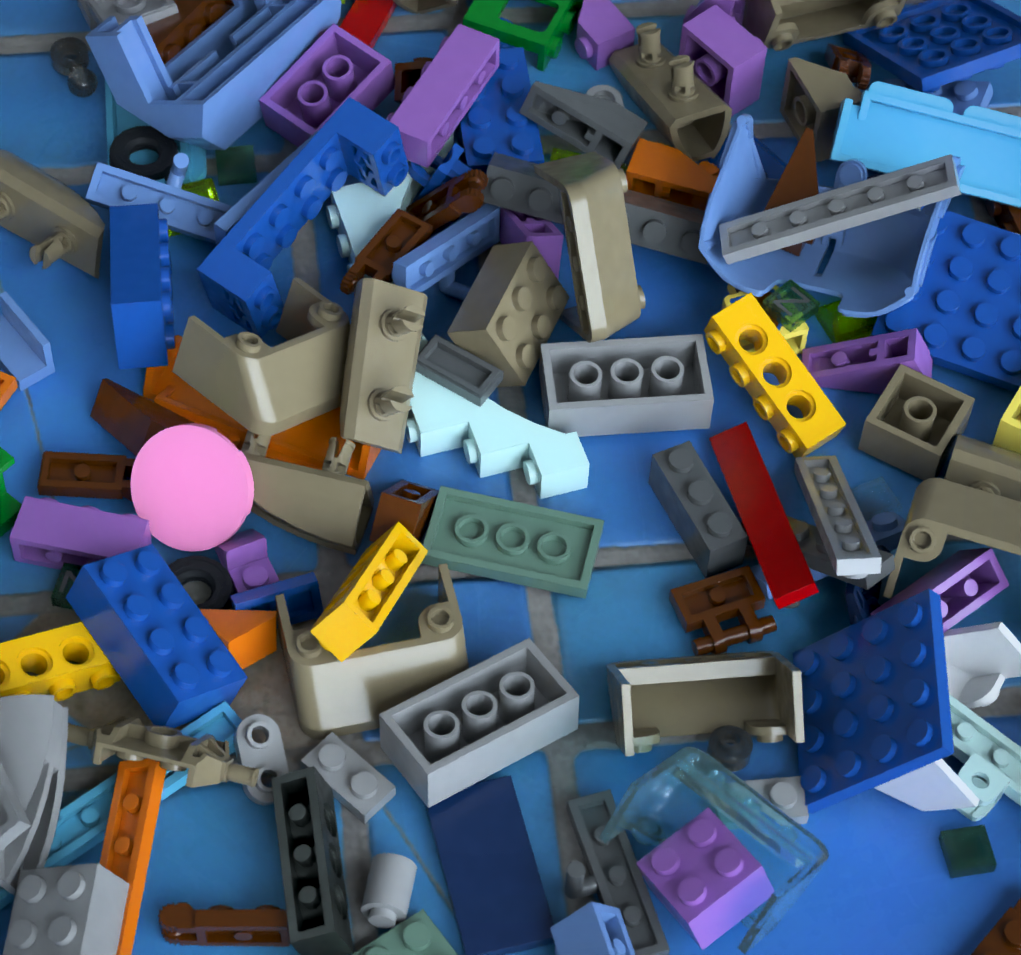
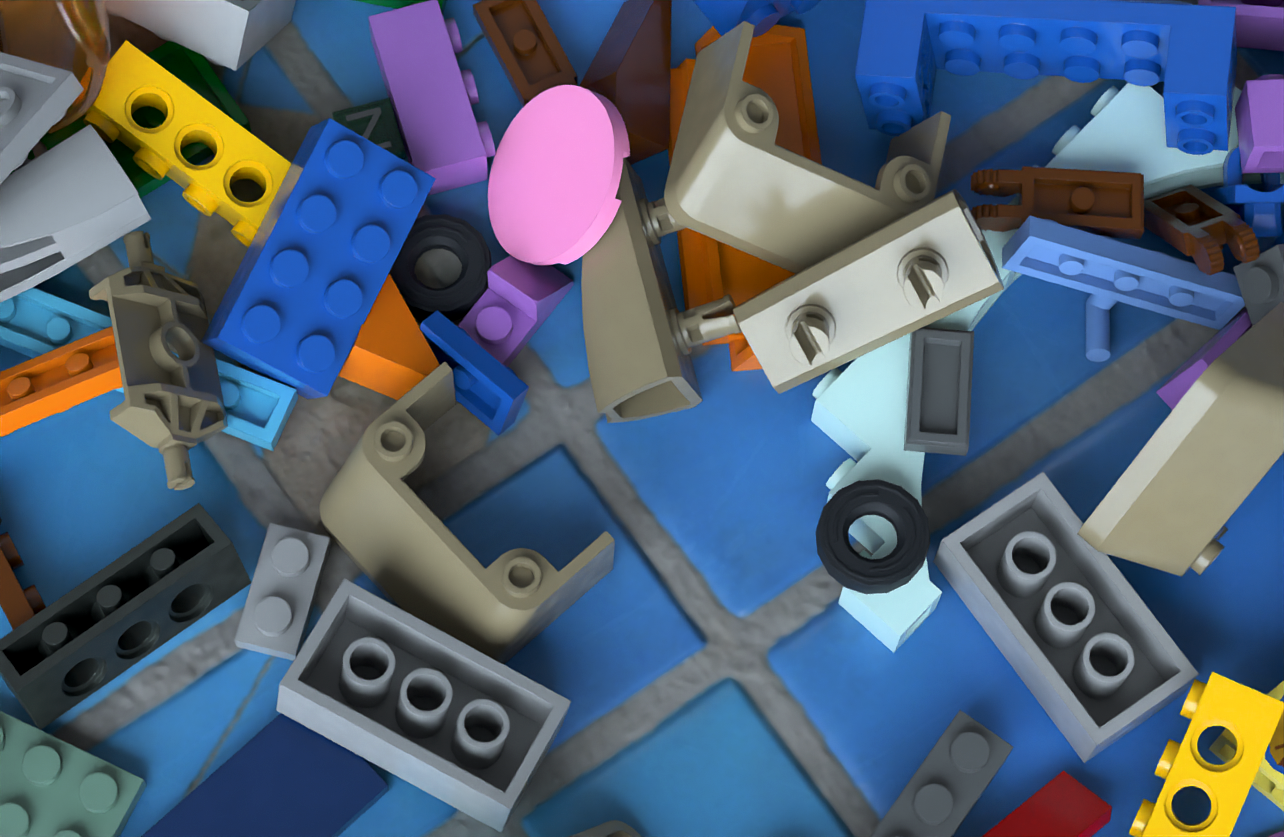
camera: 60 degrees right, 15 degrees up
(266, 756) = (239, 479): light grey plate -> none
(369, 592) = (515, 469): yellow brick -> none
(388, 890) = (142, 725): light grey brick -> none
(405, 503) = (694, 448): reddish brown slope -> none
(510, 311) = (1069, 403): dark tan brick -> none
(513, 542) = (738, 604): sand green plate -> none
(525, 465) = (878, 499): none -> black tyre

